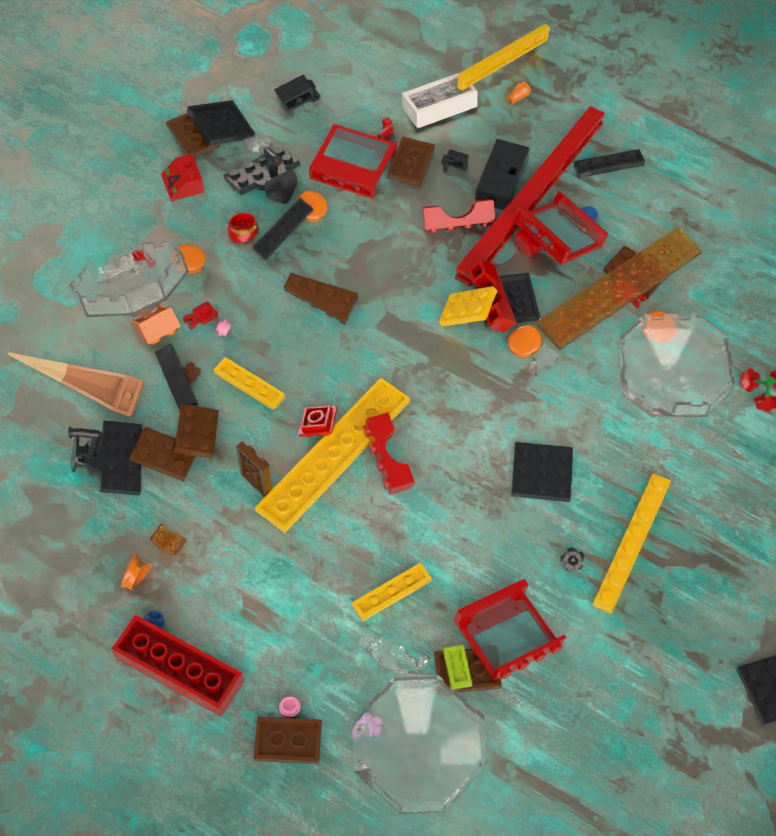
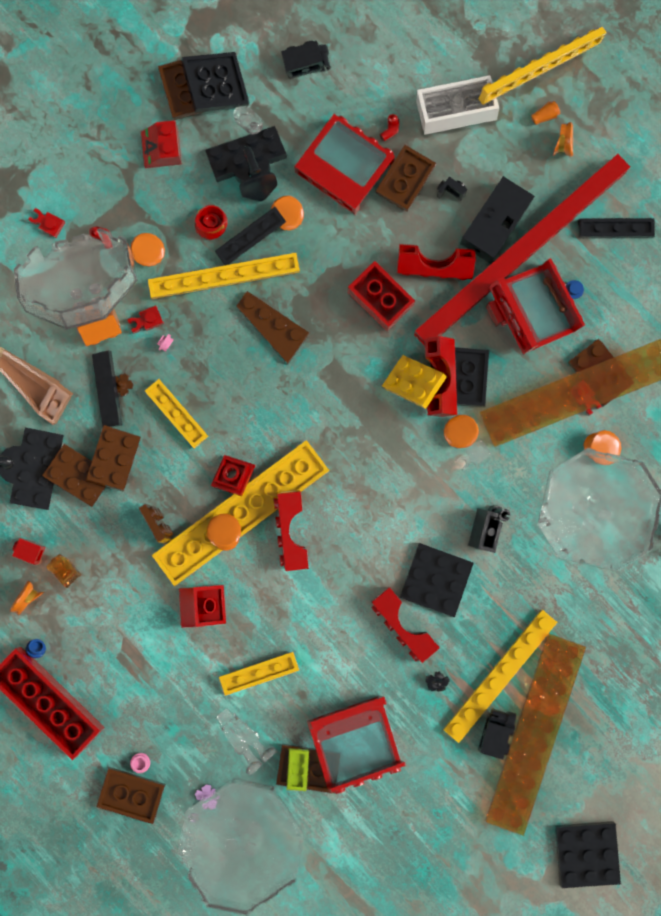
camera: 15 degrees right, 25 degrees up
(90, 259) = (49, 223): none -> red plate
(128, 531) = (28, 551): none -> red brick
(265, 265) = (223, 276): none -> yellow plate
(316, 542) = (202, 606): none -> red slope
(323, 468) = (224, 531): none -> orange piece
(416, 249) = (380, 296): none -> red brick
(542, 106) = (565, 141): none -> orange piece
(543, 528) = (421, 644): none -> red arch
(576, 413) = (488, 528): none -> black hinge
(647, 590) = (496, 733): none -> black hinge
(685, 588) = (535, 734): none -> clear orange plate

